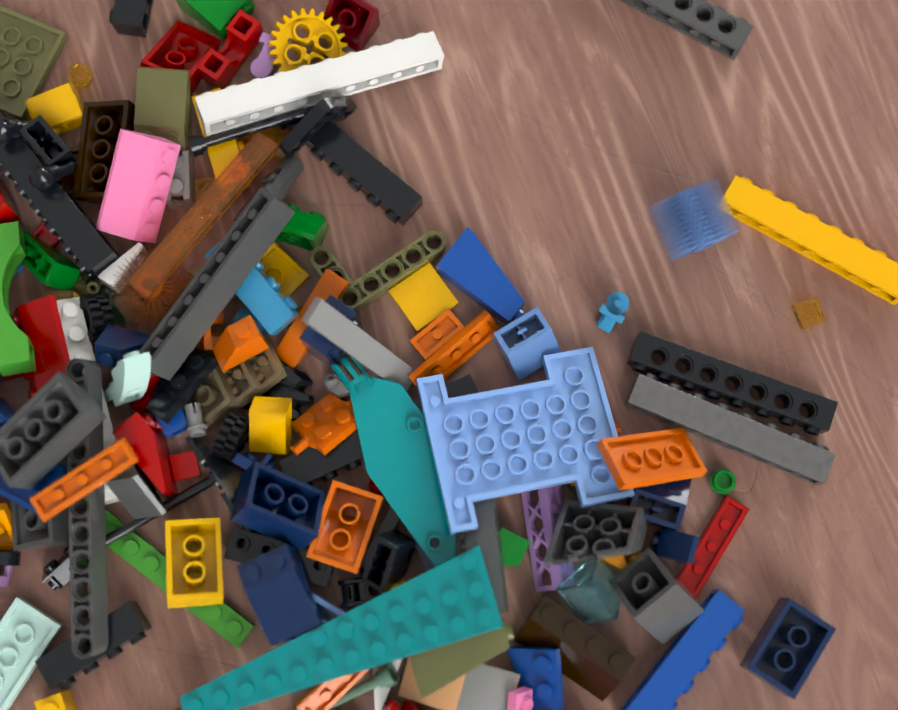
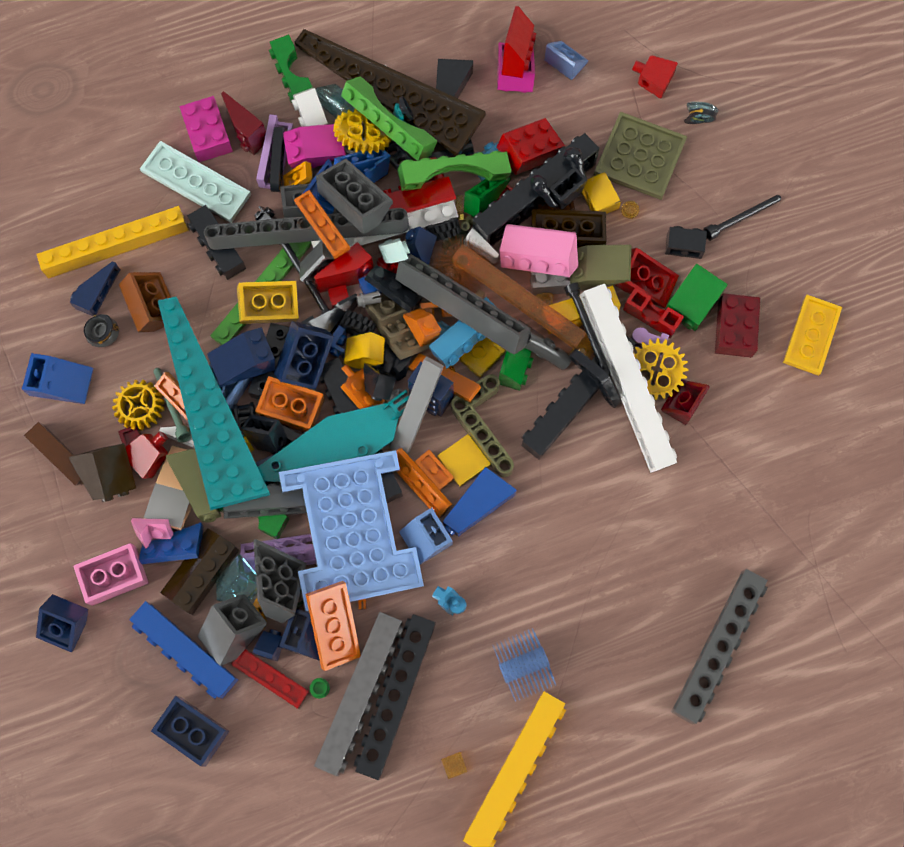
camera: 90 degrees right, 5 degrees down
(319, 403) = (378, 382): none -> black slope

